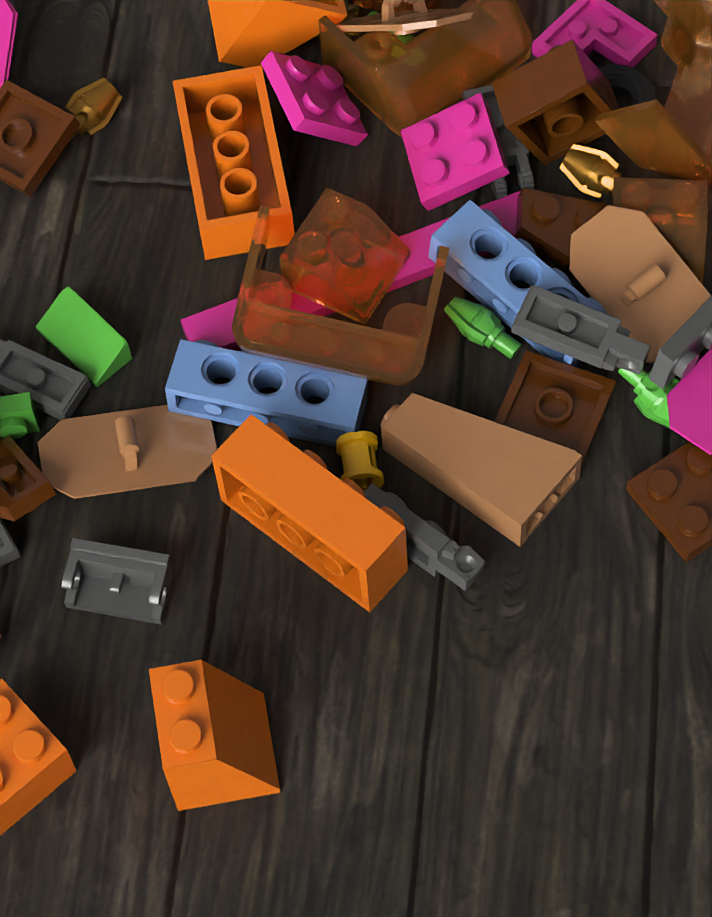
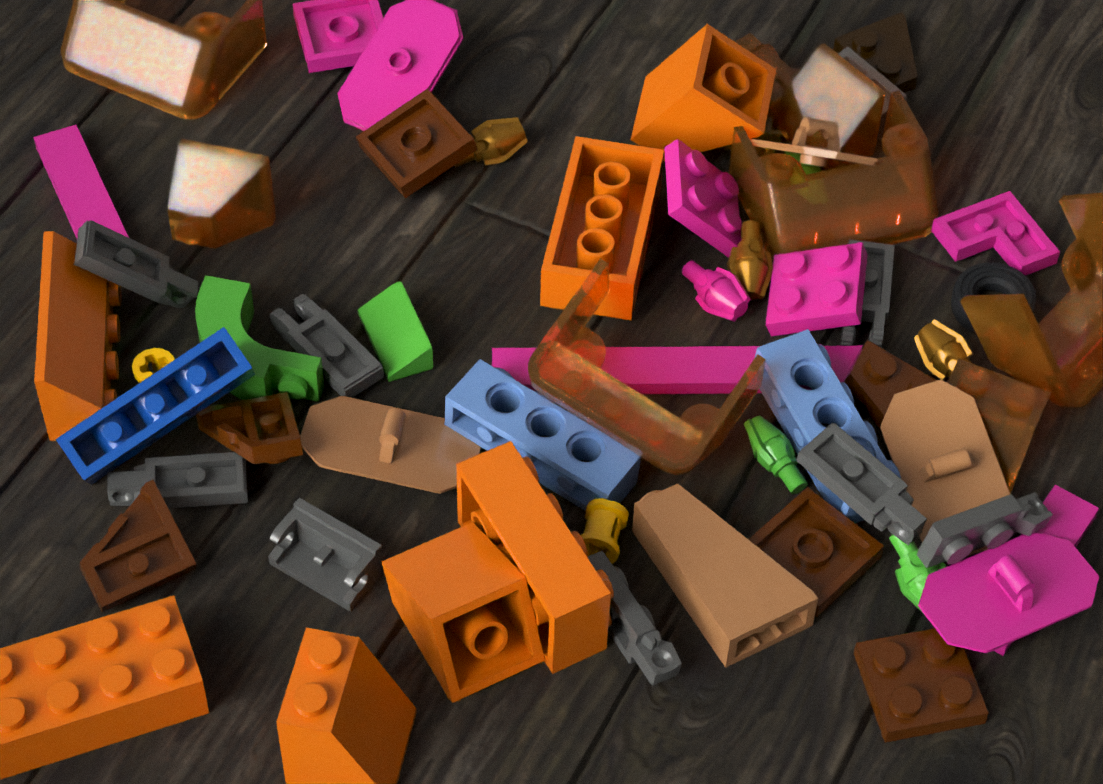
camera: 15 degrees right, 10 degrees down
(269, 584) = (465, 610): none -> orange slope
(343, 257) = (667, 342): clear orange slope -> none
(365, 184) = (717, 291): none -> dark pink piece
(382, 147) = (751, 261): none -> pearl gold piece
(555, 101) = (928, 271): reddish brown brick -> none

